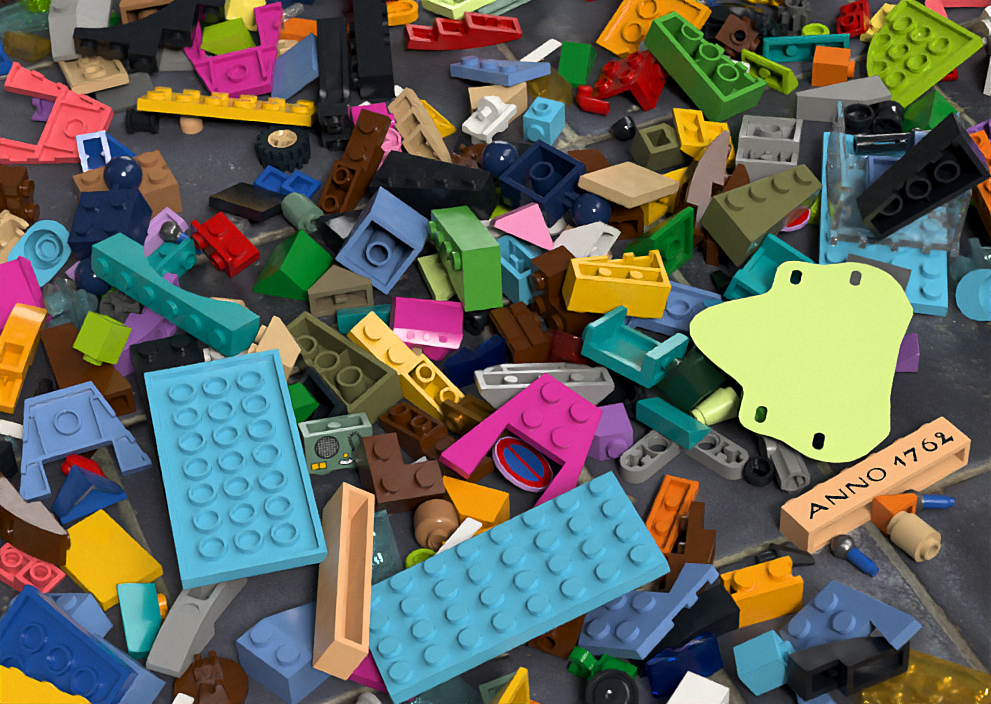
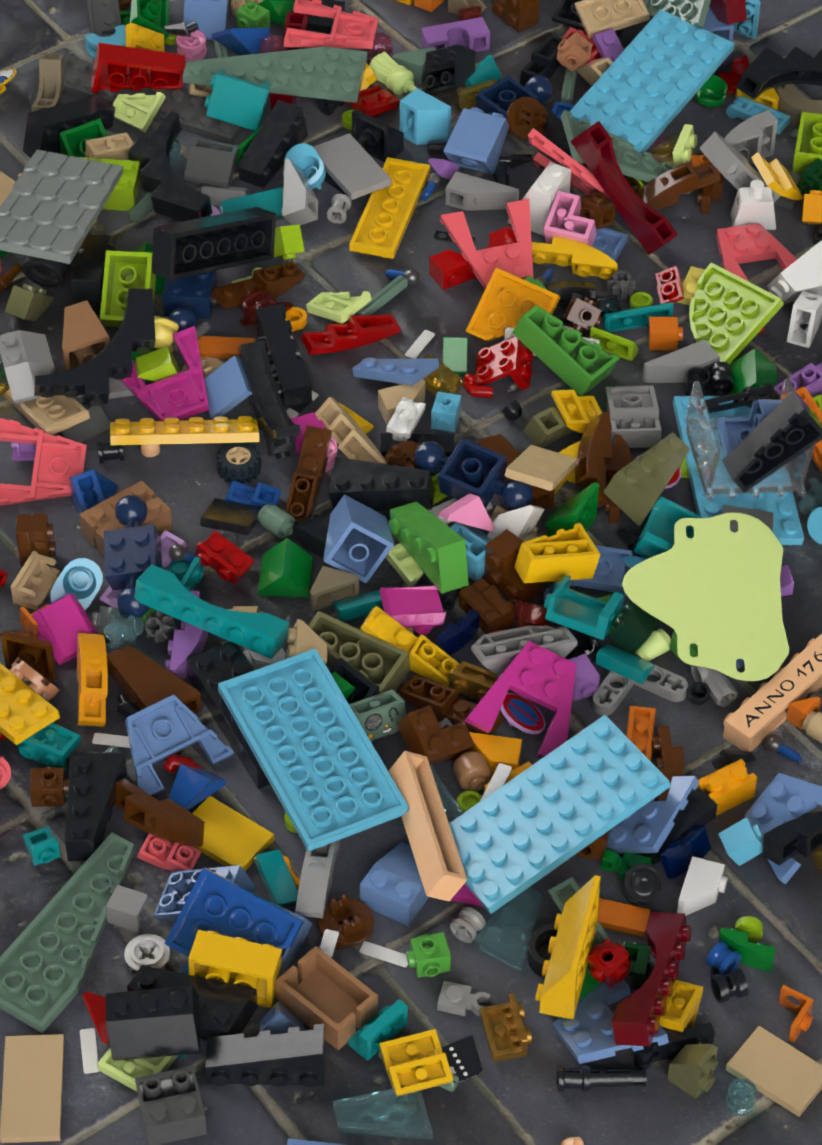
camera: 15 degrees left, 5 degrees up
(101, 339) = (168, 658): lime brick -> none

